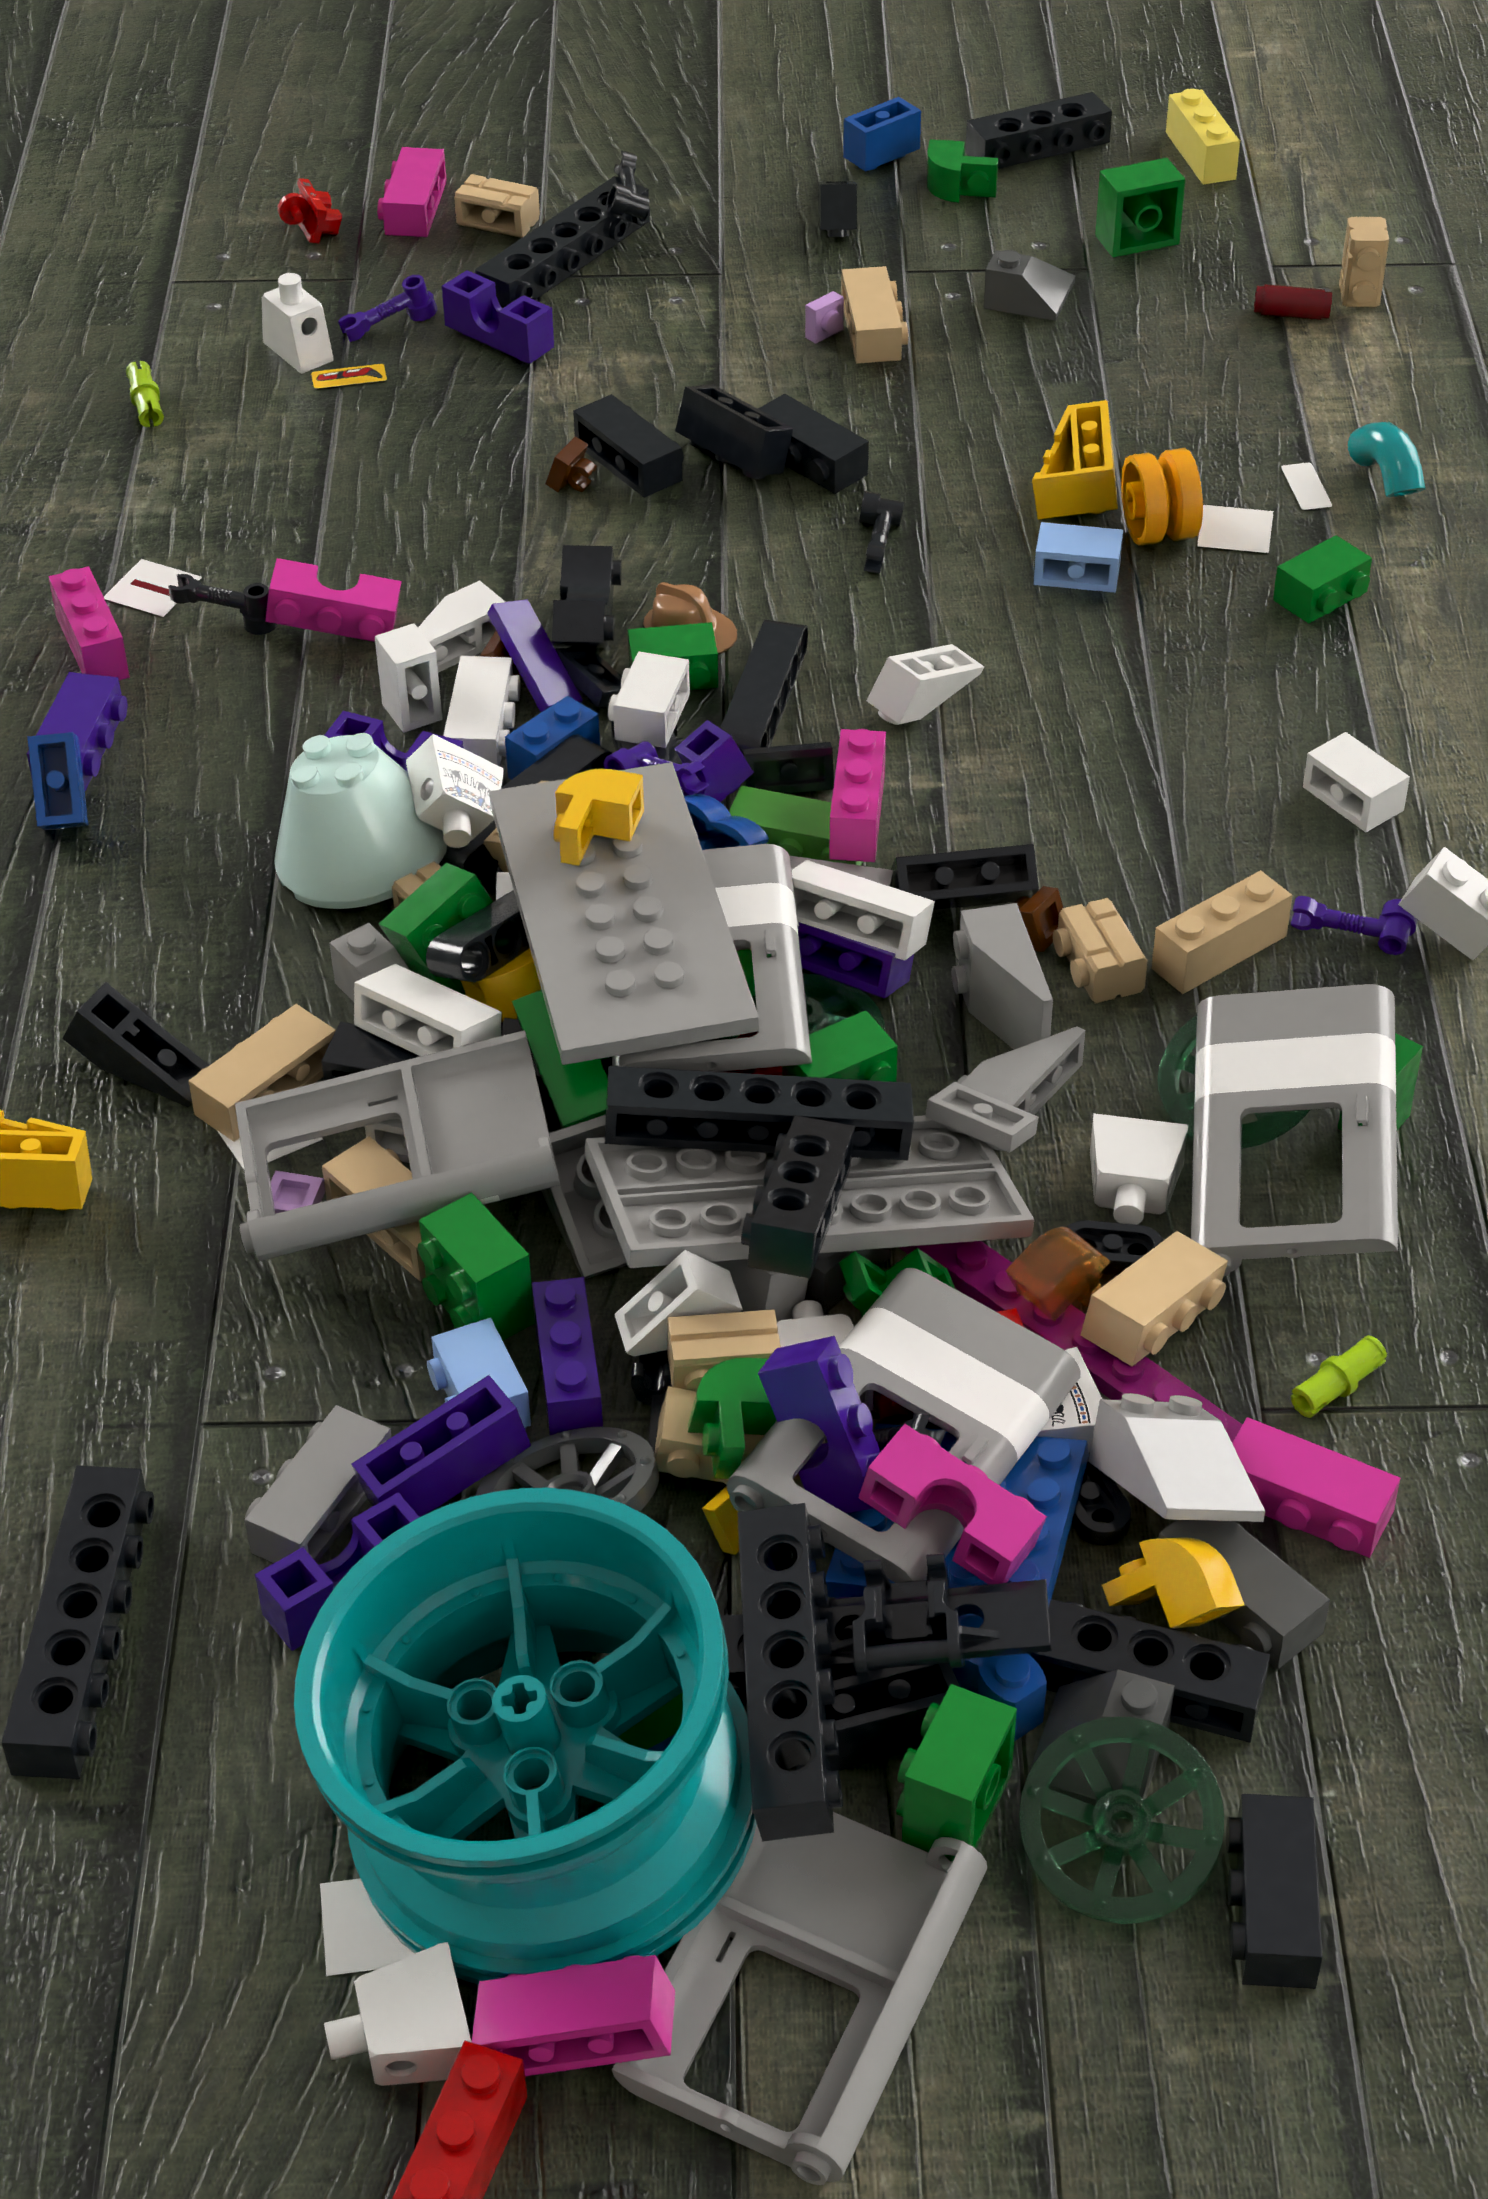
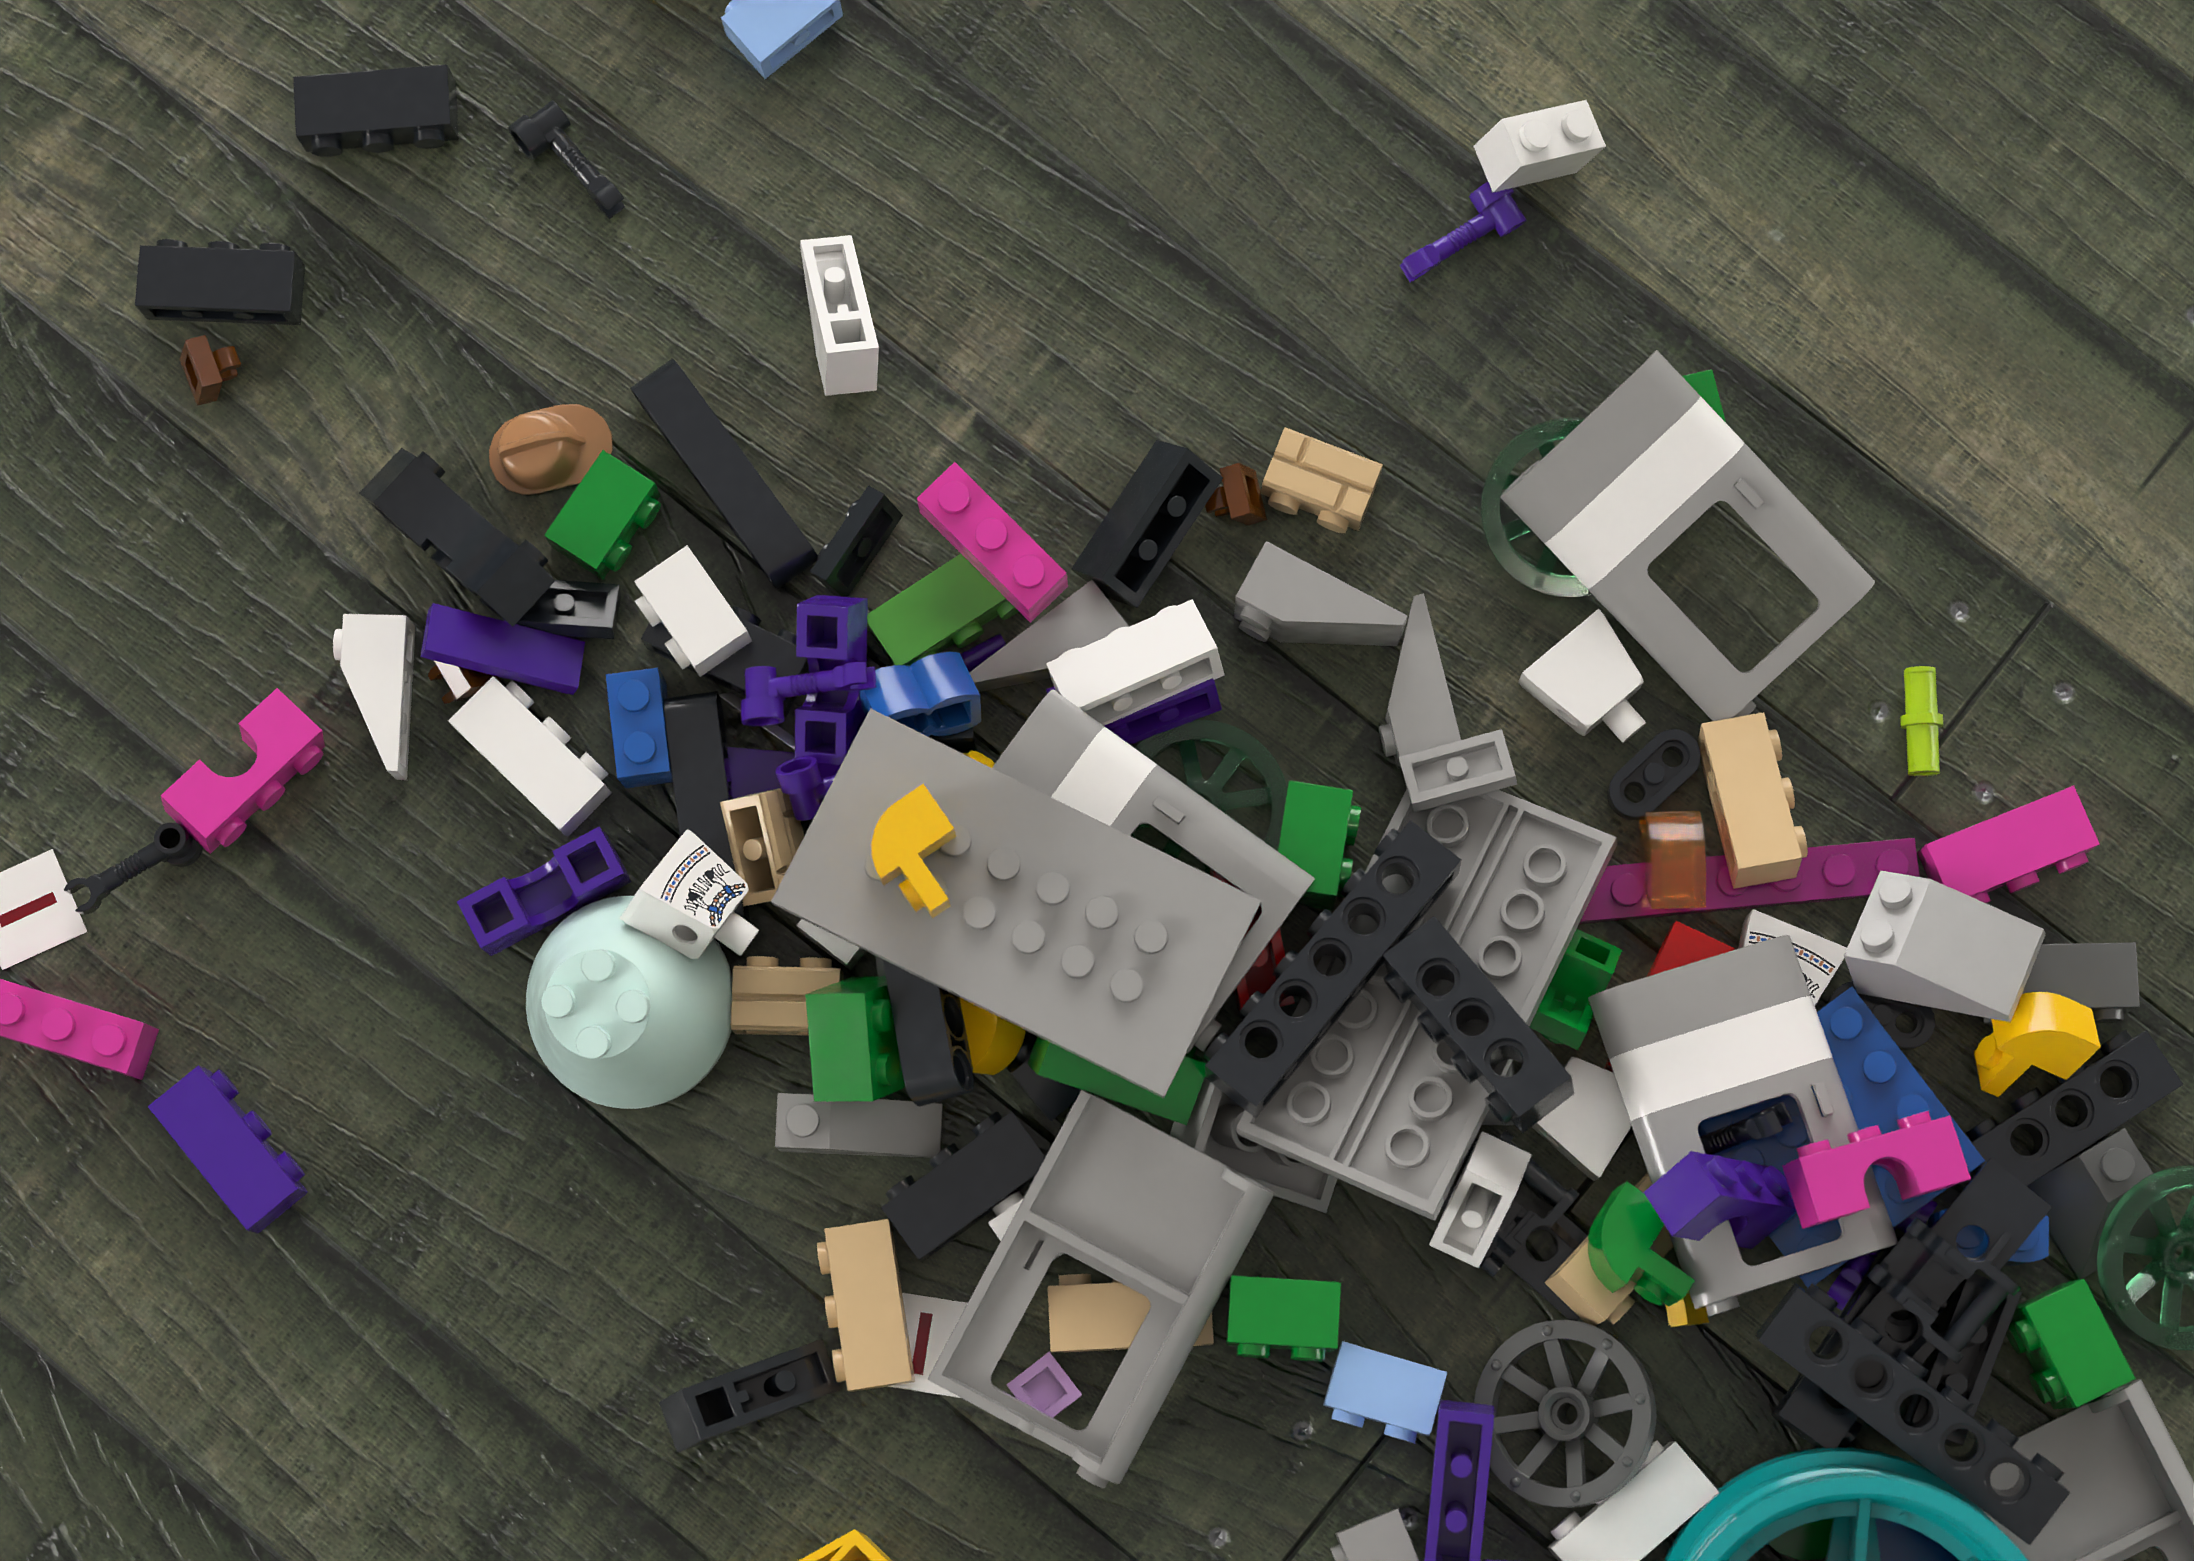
camera: 45 degrees left, 35 degrees up
(57, 781) = (323, 1232): blue brick -> none
(408, 677) = (438, 793): white brick -> none
(421, 1012) = (963, 1141): white brick -> none
(567, 1355) = (1423, 1305): dark purple arch -> none
(705, 1340) = (1557, 1200): tan brick -> none
(734, 431) = (301, 170): black brick -> none
(1221, 931) = (1390, 361): tan brick -> none
(1356, 781) = (1302, 66): white brick -> none

